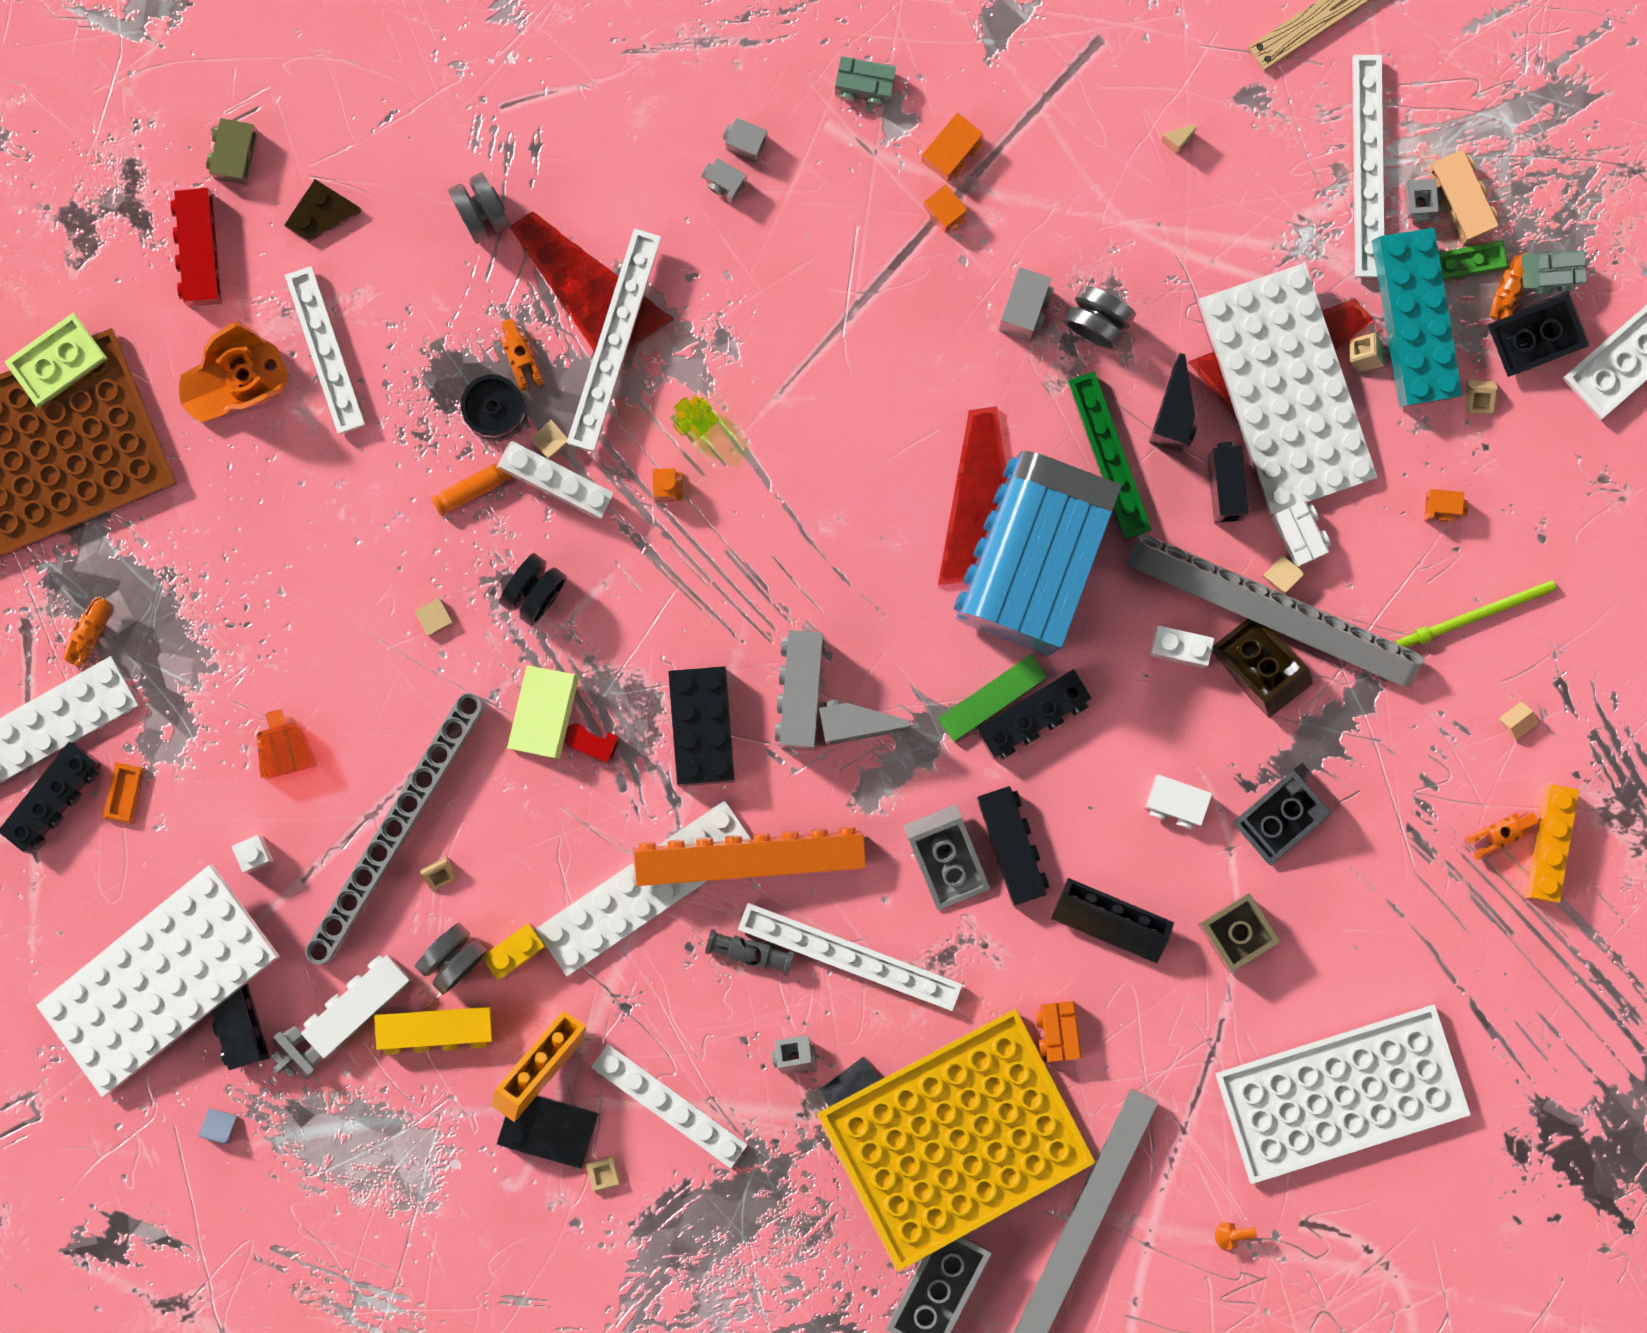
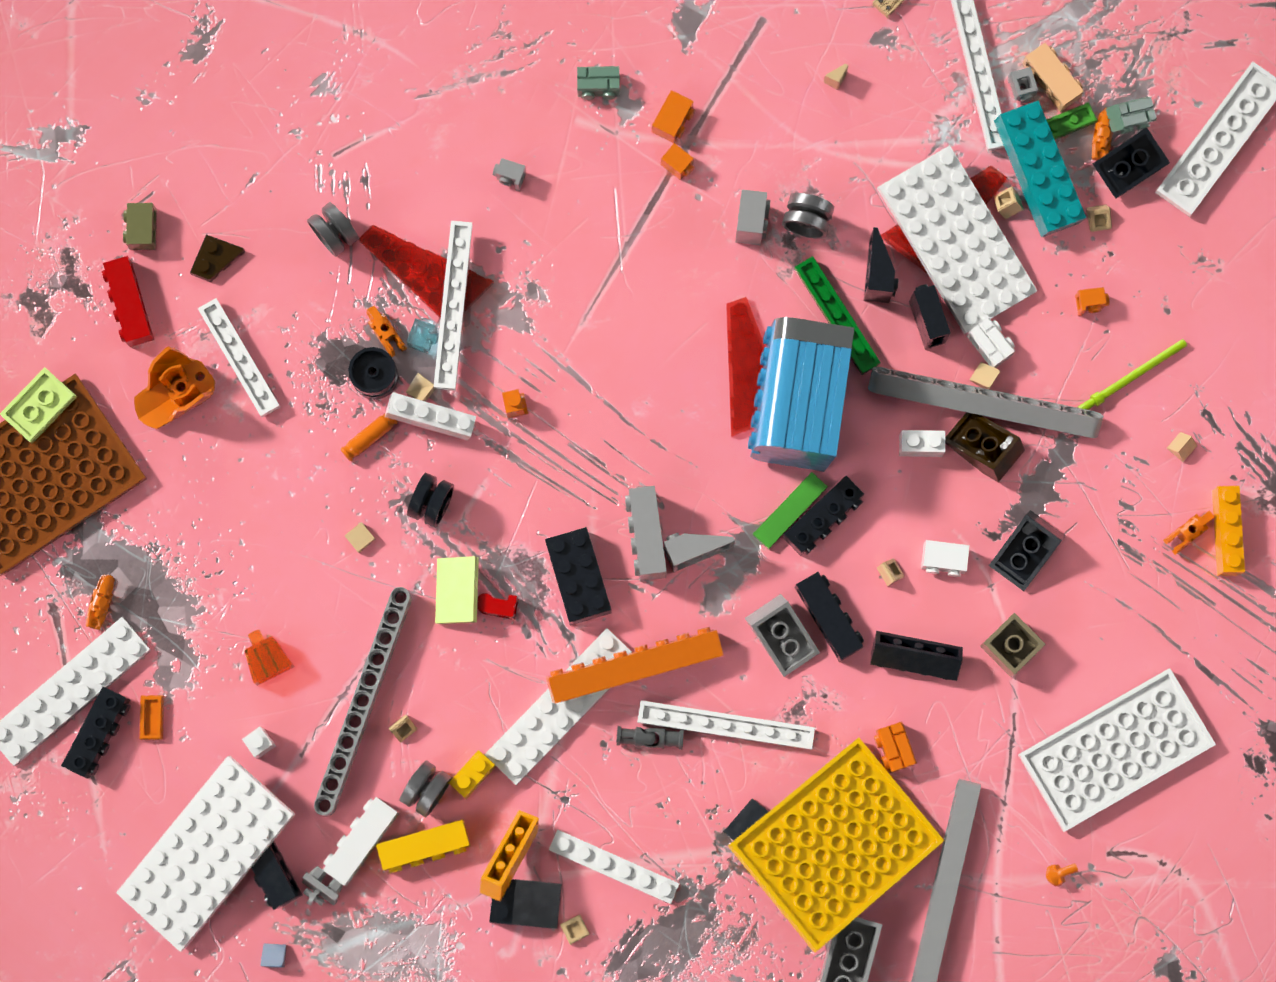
camera: 15 degrees left, 5 degrees down
(567, 370) = (422, 335): none -> clear light blue brick
(693, 417) = (523, 349): clear neon green brick -> none
(745, 139) = (519, 141): light grey brick -> none
(787, 1048) = (693, 803): light grey brick -> none
(1104, 804) = (890, 571): none -> tan slope

